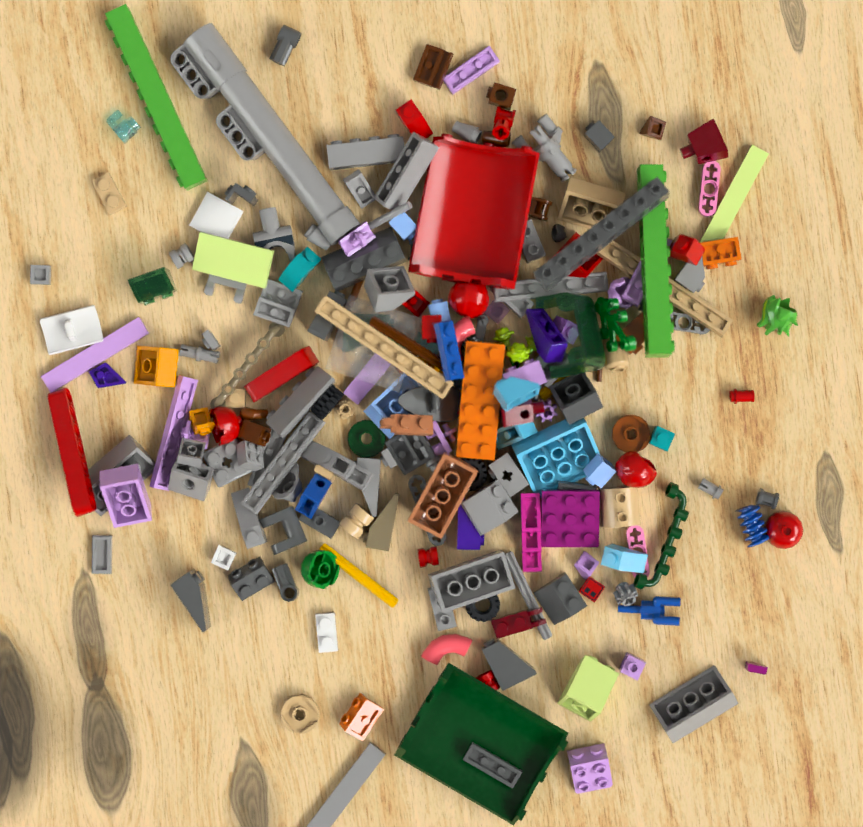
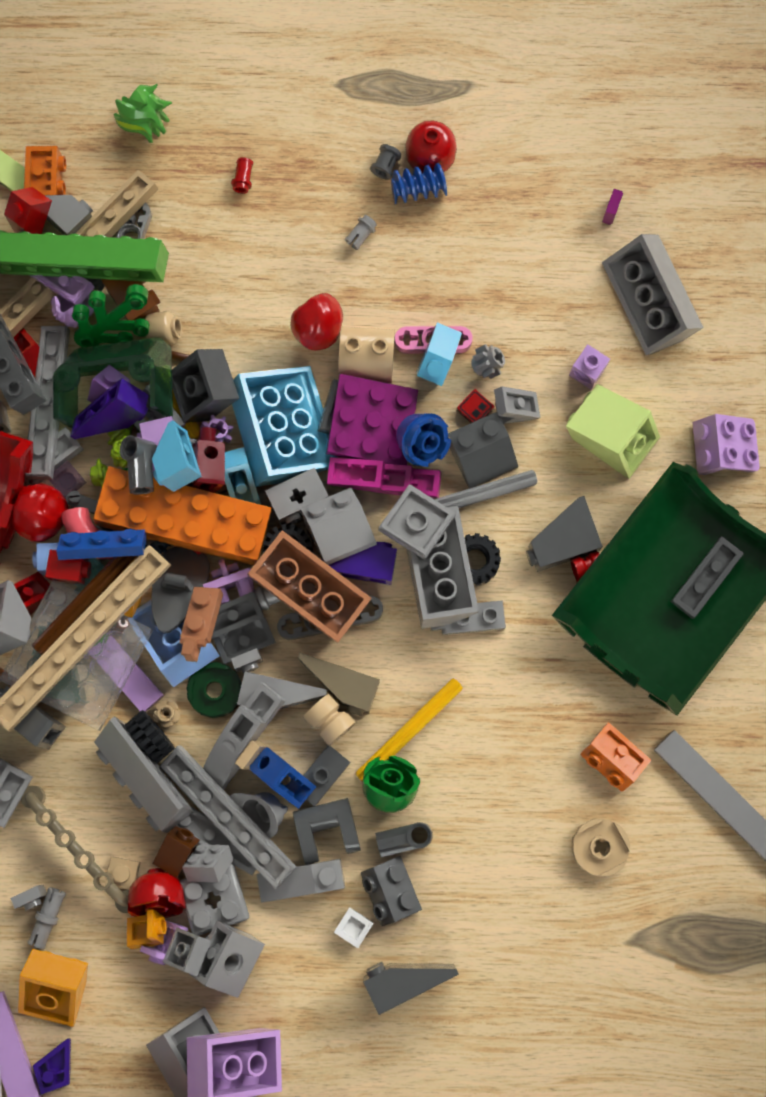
camera: 80 degrees left, 10 degrees down
(171, 437) = (159, 978): lavender plate -> none
(252, 414) = (149, 849): dark orange arm -> none
(281, 373) = (96, 799): red beam -> none
(326, 632) = (486, 789): white plate -> none
(429, 556) = (397, 625): red wheel -> none
(446, 644) = (526, 618): coral cylinder -> none
(498, 562) = (417, 522): none -> light grey tile
(513, 366) = (139, 455): none -> dark grey piece
(516, 622) = (508, 515): dark red hinge -> none
(559, 557) = (423, 438): none -> blue cone
(586, 565) = (444, 408): lavender slope -> none
(597, 618) = (516, 405): none -> light grey slope
(599, 471) = (312, 371): light blue brick -> none
(641, 429) = (254, 327): dark orange plate -> none
(654, 610) = (516, 325): blue plant -> none
(661, 438) = (281, 284): teal brick -> none
(667, 549) = (436, 298): dark green bar -> none

